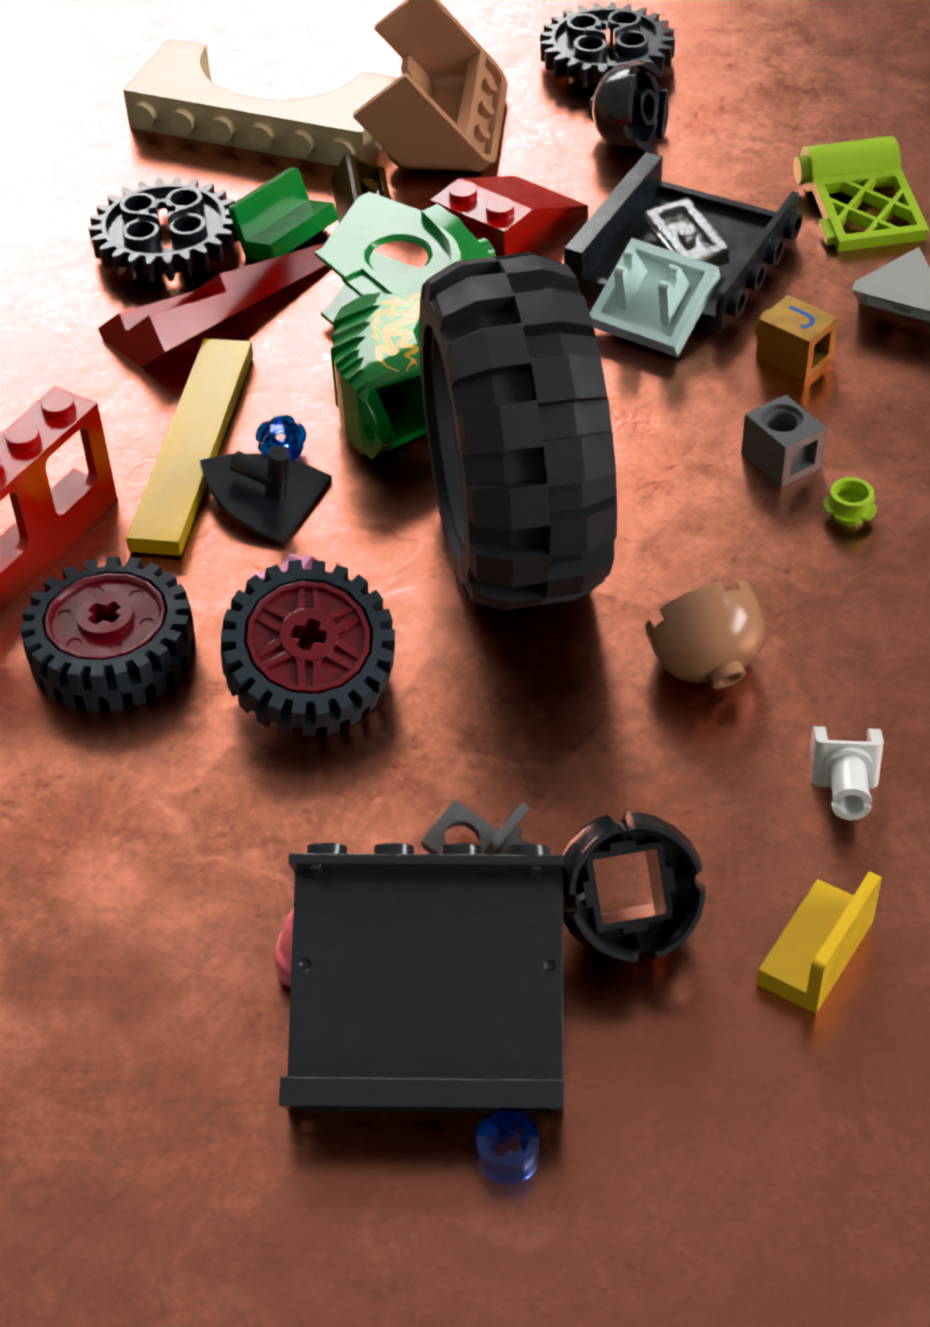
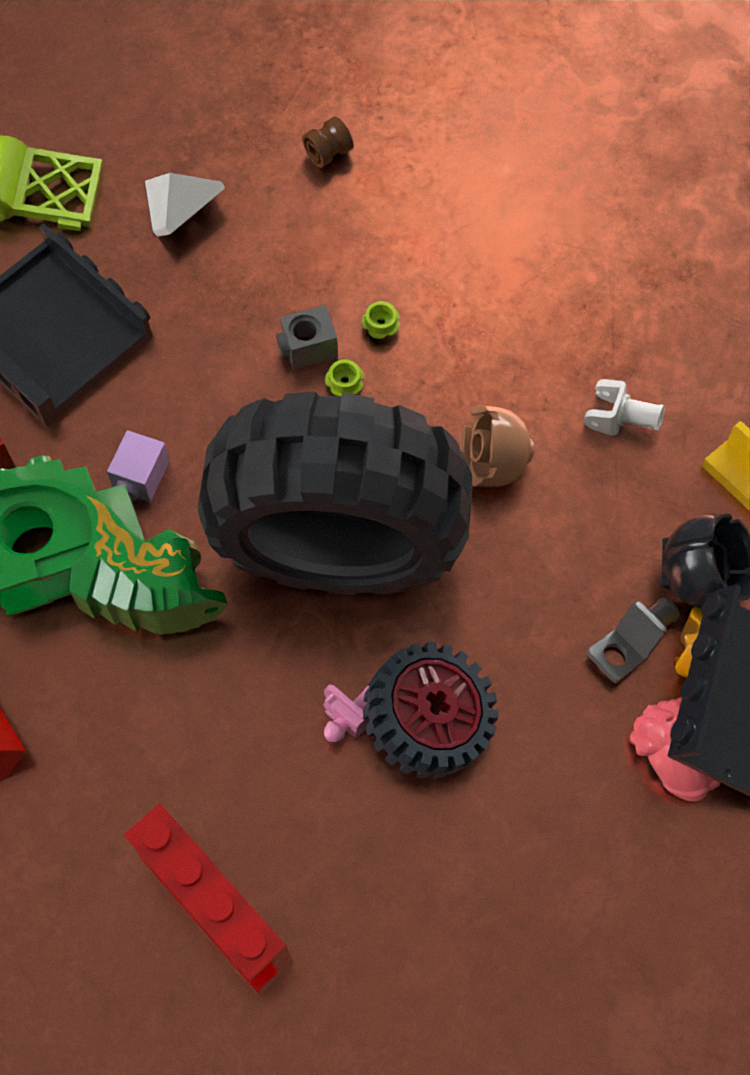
camera: 75 degrees left, 20 degrees up
(108, 633) = (343, 891): black wheel -> none
(194, 434) = (135, 753): yellow tile -> none
(264, 490) = (216, 709): black shield -> none
(281, 424) = (164, 682): clear blue plate -> none
(654, 297) = (115, 364): light aqua plate -> none
(686, 232) = (47, 318): clear smoke plate -> none
(746, 489) = (344, 369): none -> lime plate
(795, 337) = (198, 289): pearl gold brick -> none

